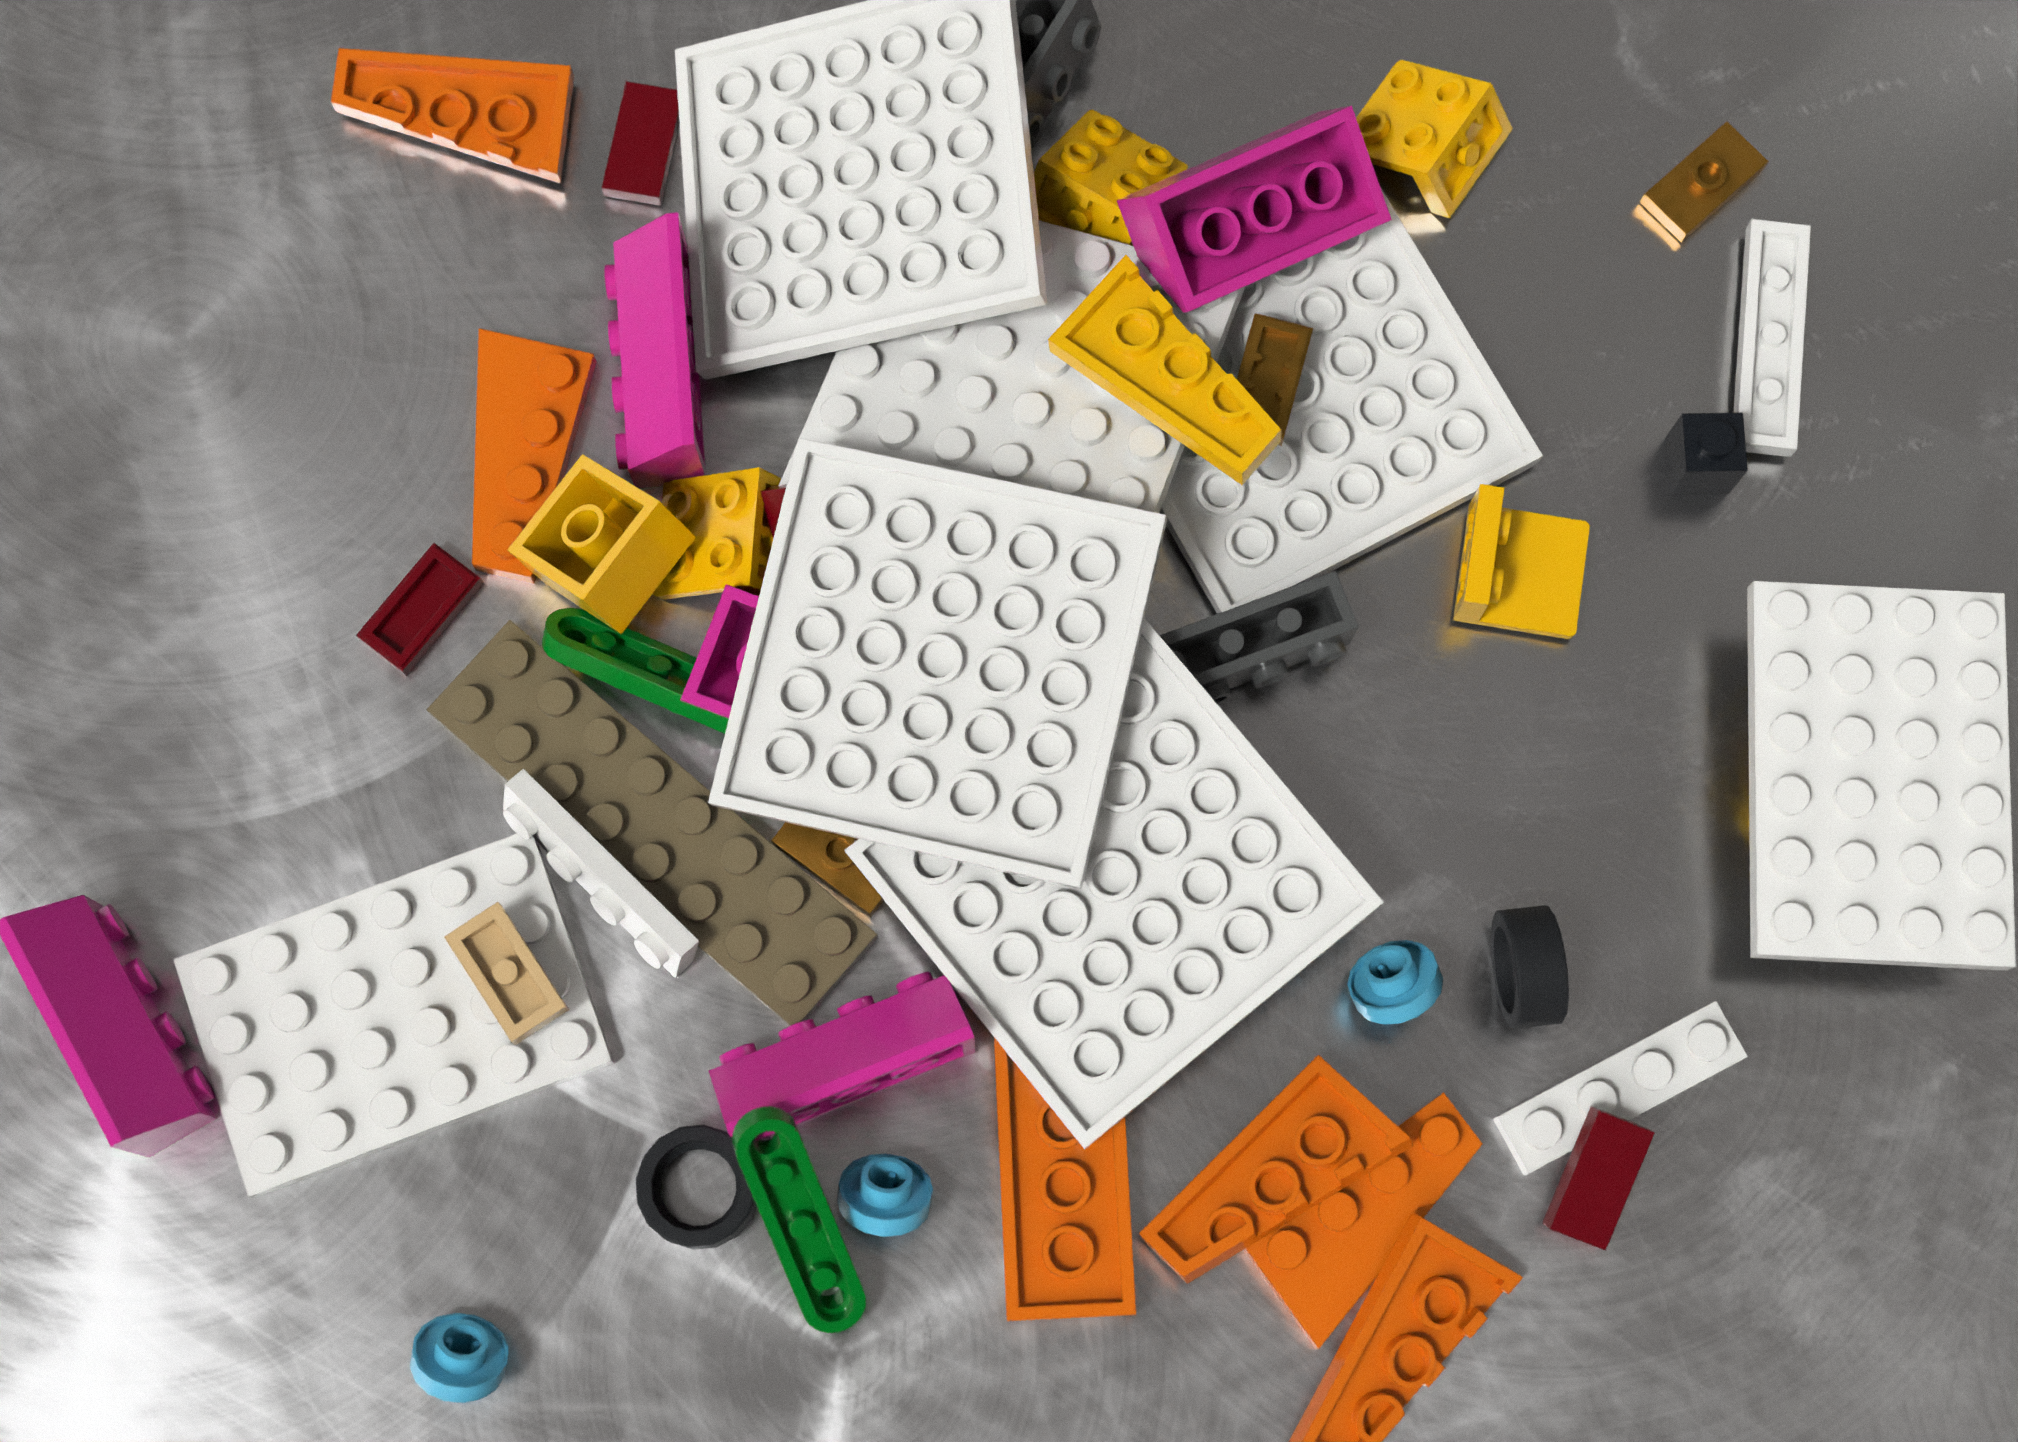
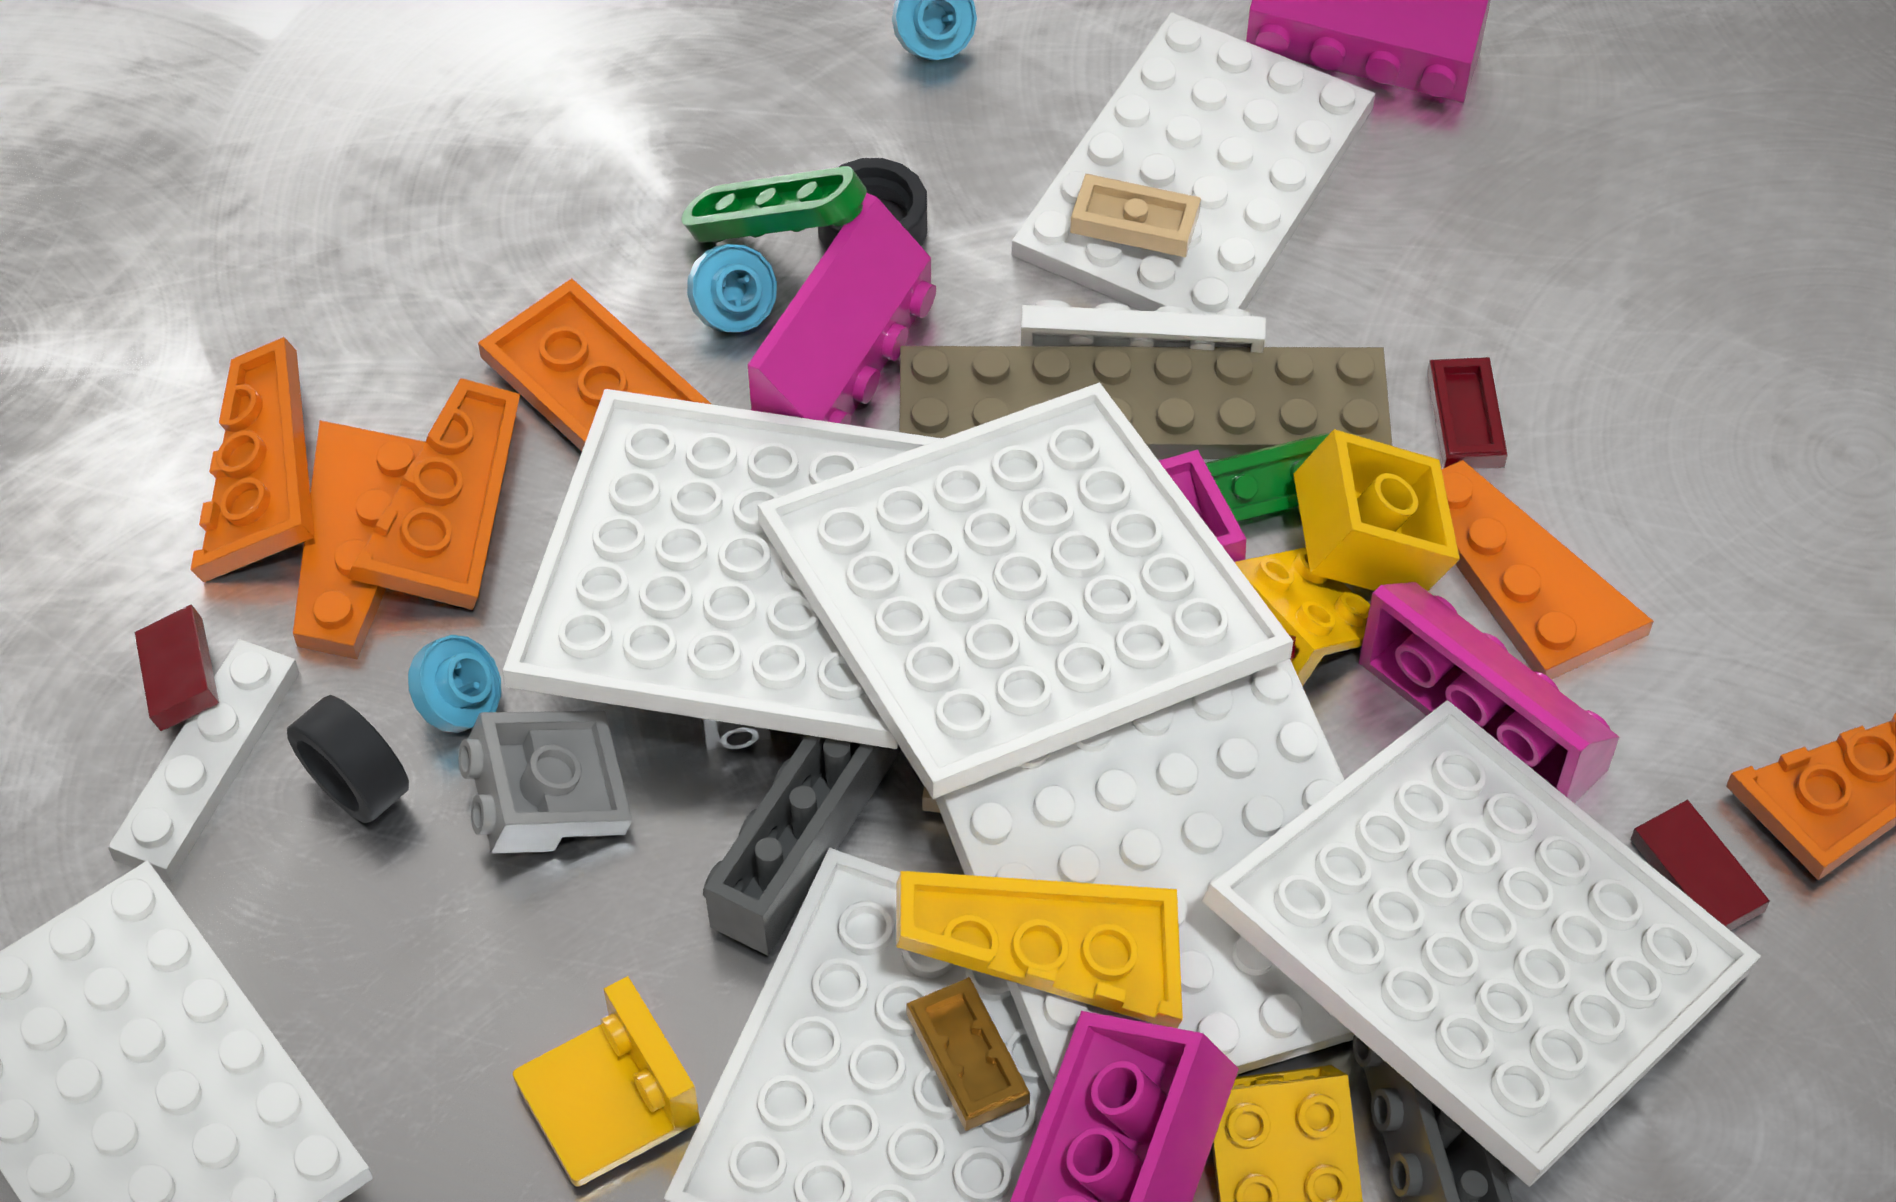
camera: 140 degrees right, 20 degrees down
(1397, 839) = (543, 779): none -> light grey plate

